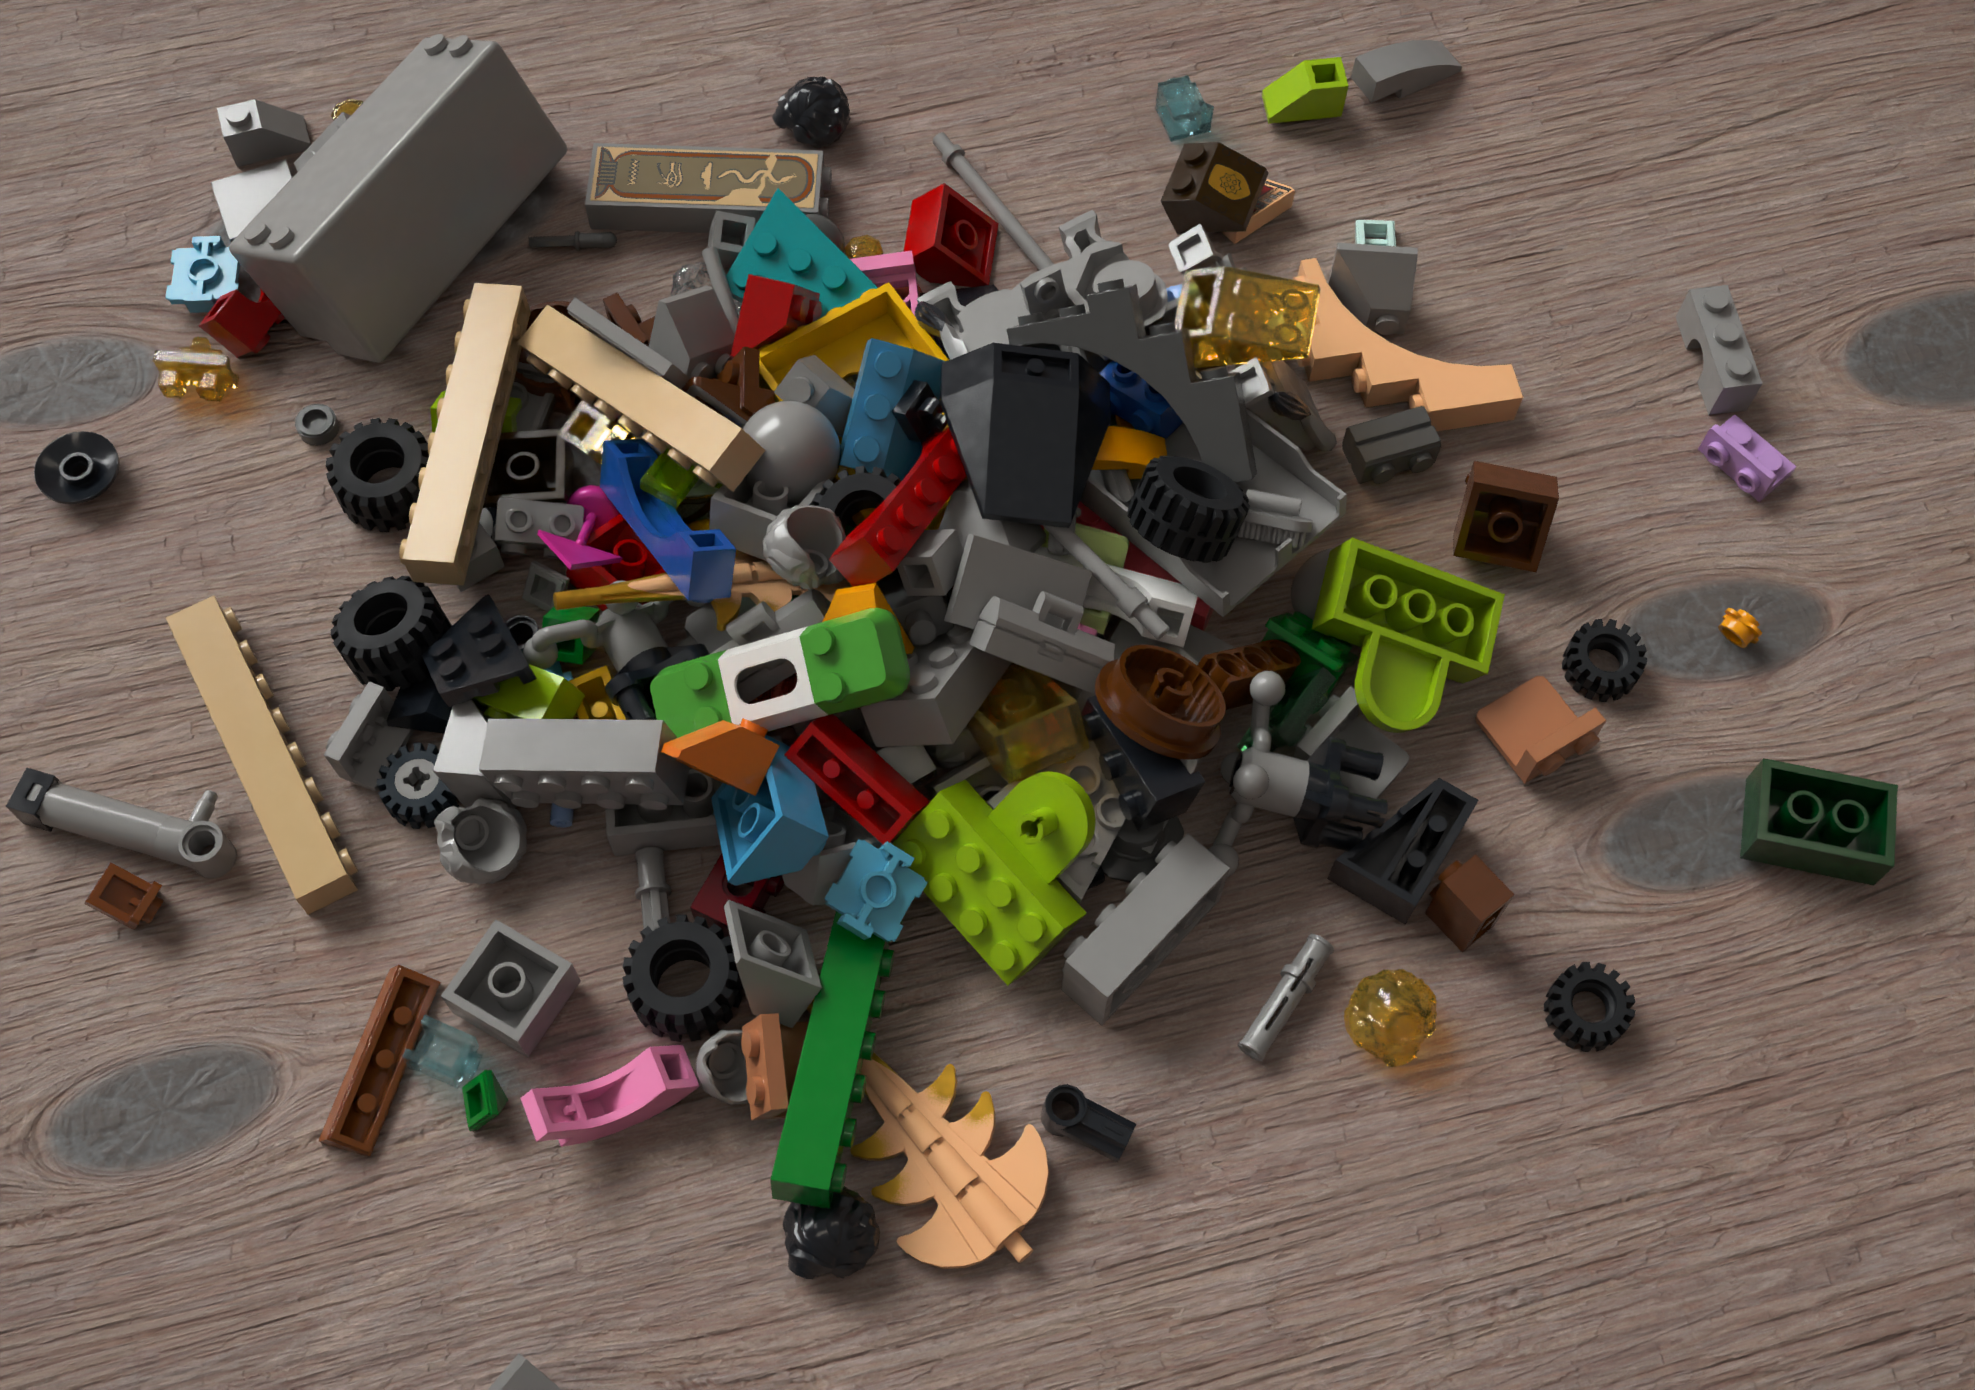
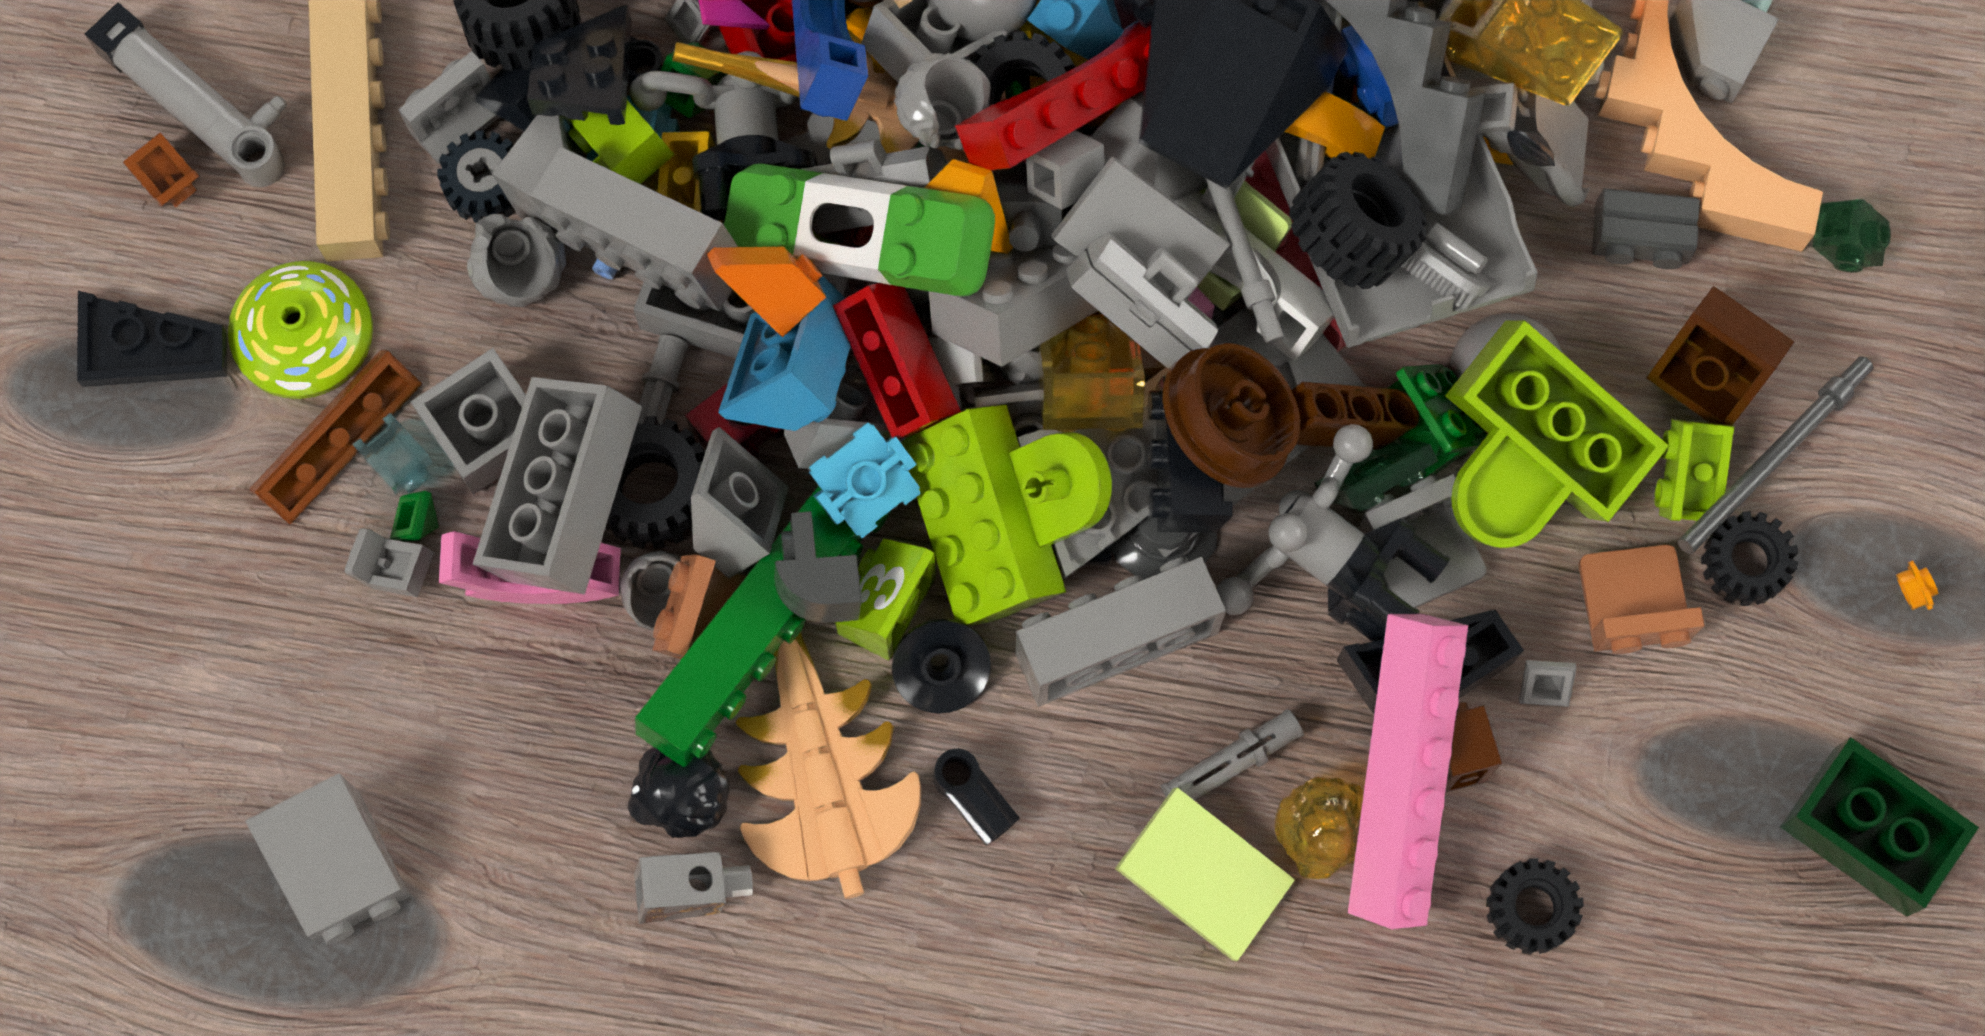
camera: 25 degrees right, 10 degrees up
(165, 1056) = (141, 346): none -> black wing
(322, 1002) = (312, 353): none -> lime dish
(478, 1149) = (388, 563): none -> light grey bracket
(608, 1009) = (558, 484): none -> light grey brick
(861, 1326) = (665, 889): none -> light grey torso
(872, 997) = (812, 586): none -> dark grey brick
(931, 986) = (891, 592): none -> lime slope
(1021, 1037) = (944, 686): none -> black dish
(1313, 1101) = (1205, 874): none -> yellowish green tile
(1443, 935) = (1407, 770): none -> bright pink brick
(1503, 823) = (1547, 683): none -> light grey slope
(1529, 610) = (1693, 469): none -> lime bracket
(1549, 388) = (1851, 235): none -> clear green brick
(1597, 514) = (1832, 396): none -> dark grey bar

